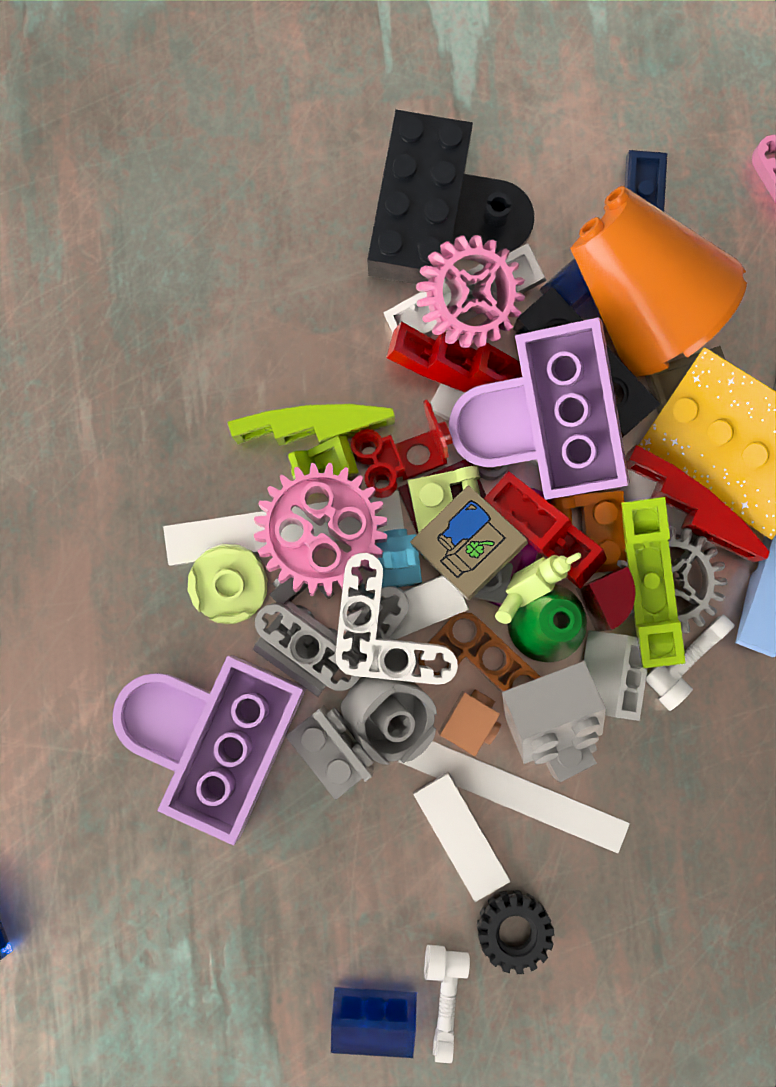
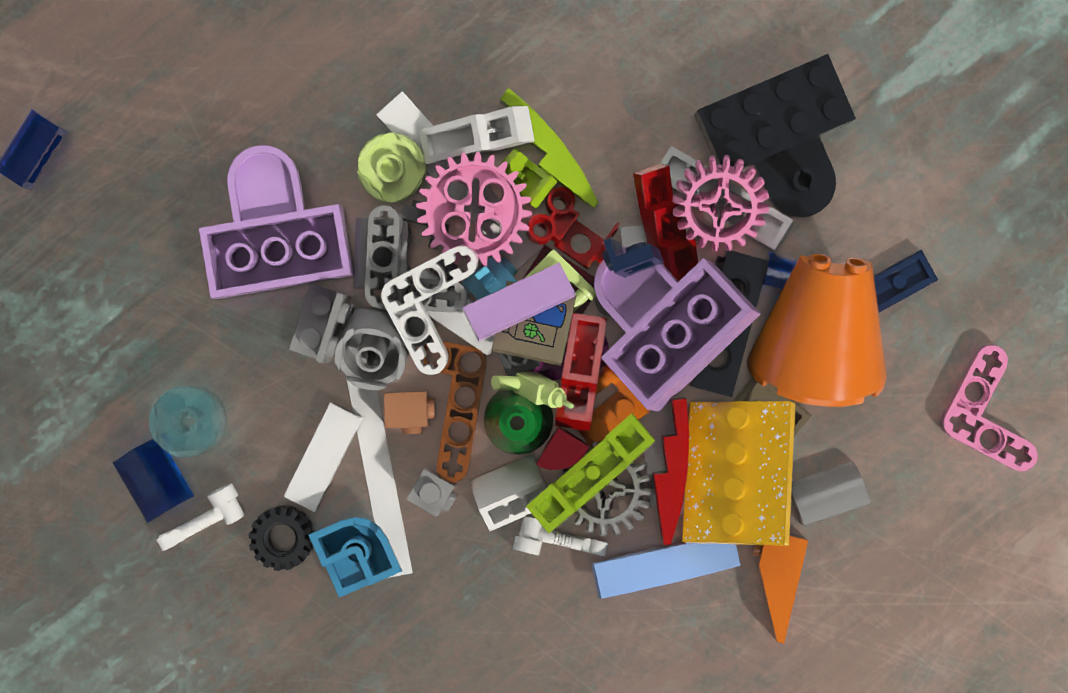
camera: 60 degrees right, 5 degrees up
(248, 478) = (477, 134): none -> white slope
(350, 971) = (173, 435): none -> clear light blue brick
(439, 543) = (518, 301): none -> lavender tile
(473, 398) = (636, 259): none -> dark blue bracket
(554, 713) = (448, 461): light grey brick -> none
(580, 869) = (355, 554): none -> dark azure brick

